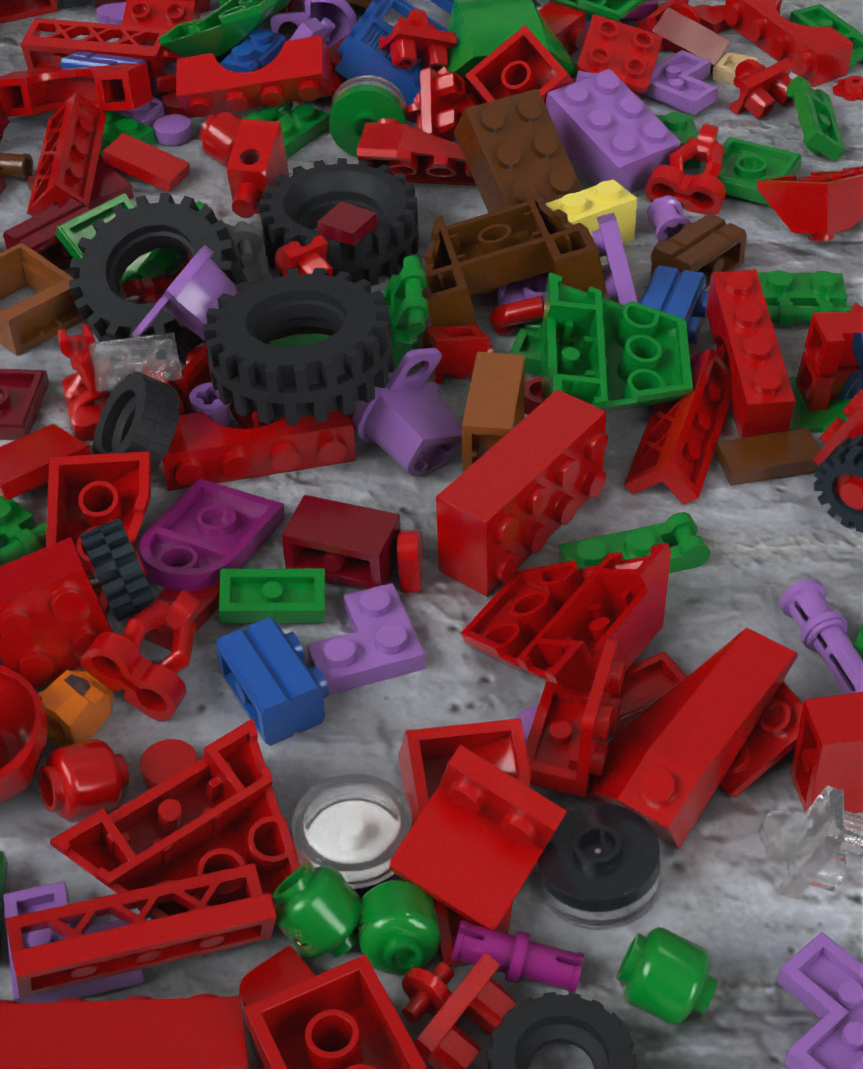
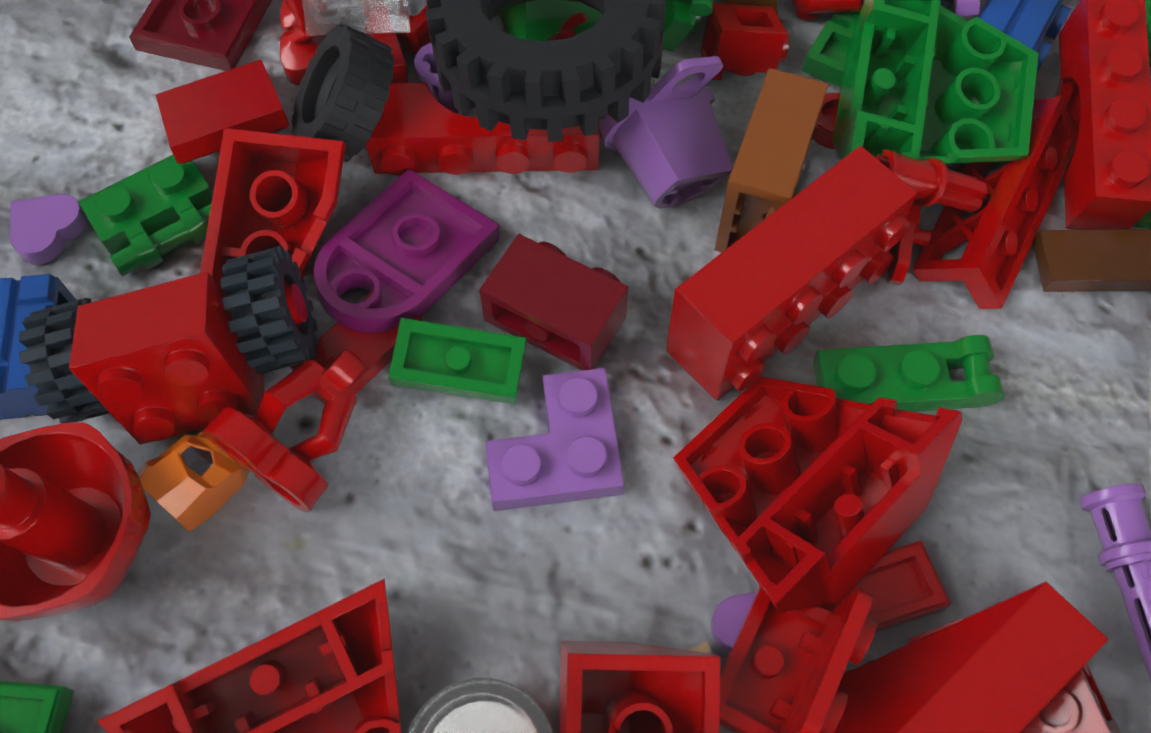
camera: 10 degrees right, 20 degrees up
(82, 779) = (178, 597): red head -> none
(164, 760) = (289, 587): red tile -> none
(272, 680) = (430, 489): blue brick -> none
(410, 560) = (633, 337): red tile -> none
(612, 461) = (903, 249): none -> red piece
(626, 416) = (936, 182): none -> red axle

